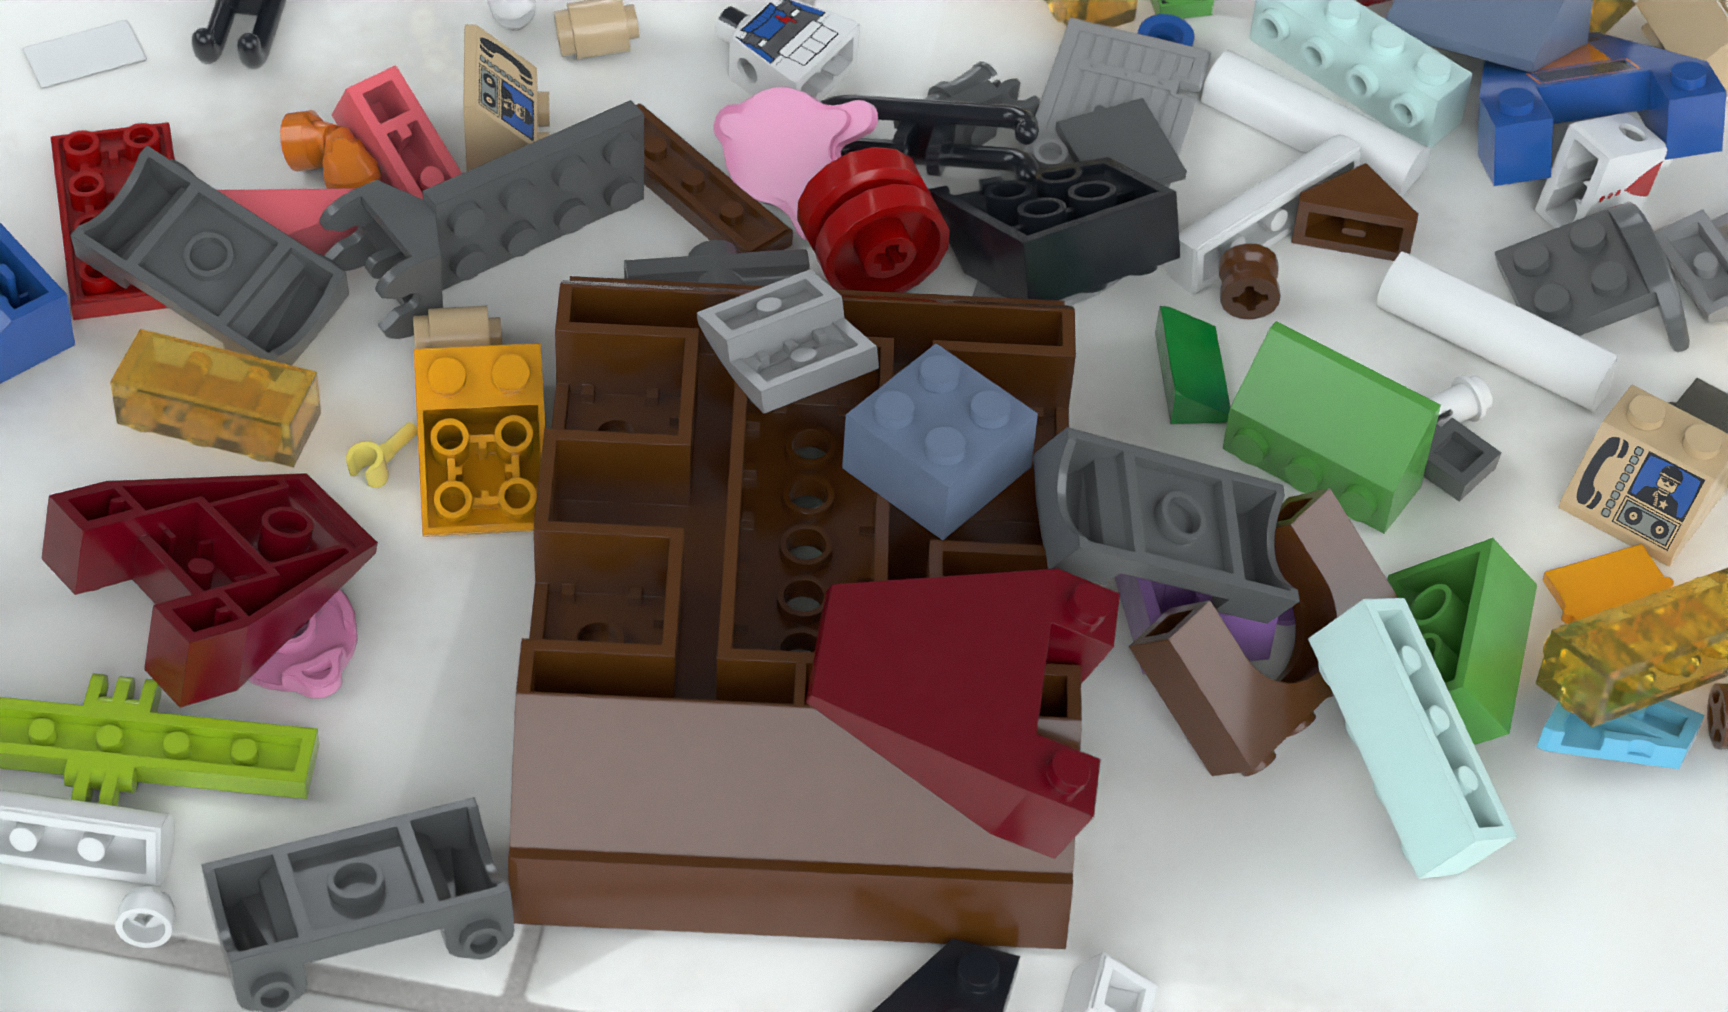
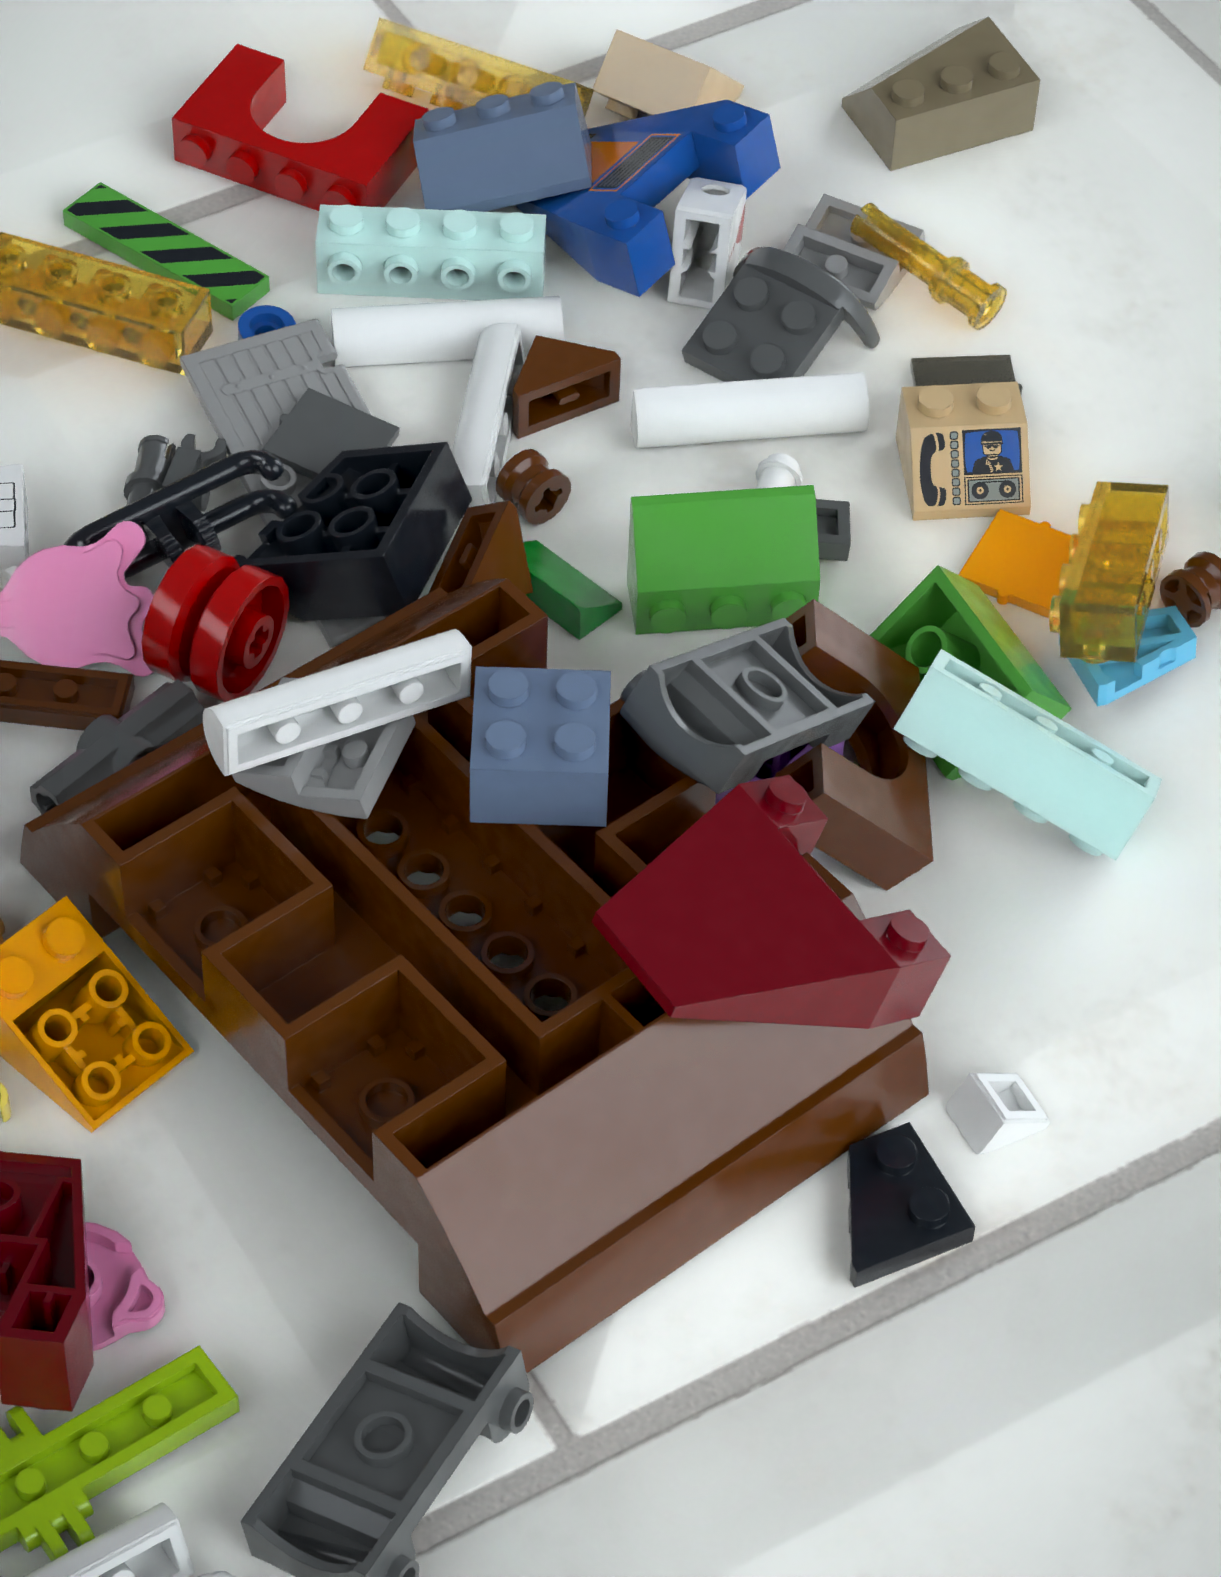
camera: 40 degrees left, 0 degrees up
(808, 304) = (338, 702): none -> white brick
(1134, 309) = (486, 548): none -> reddish brown slope

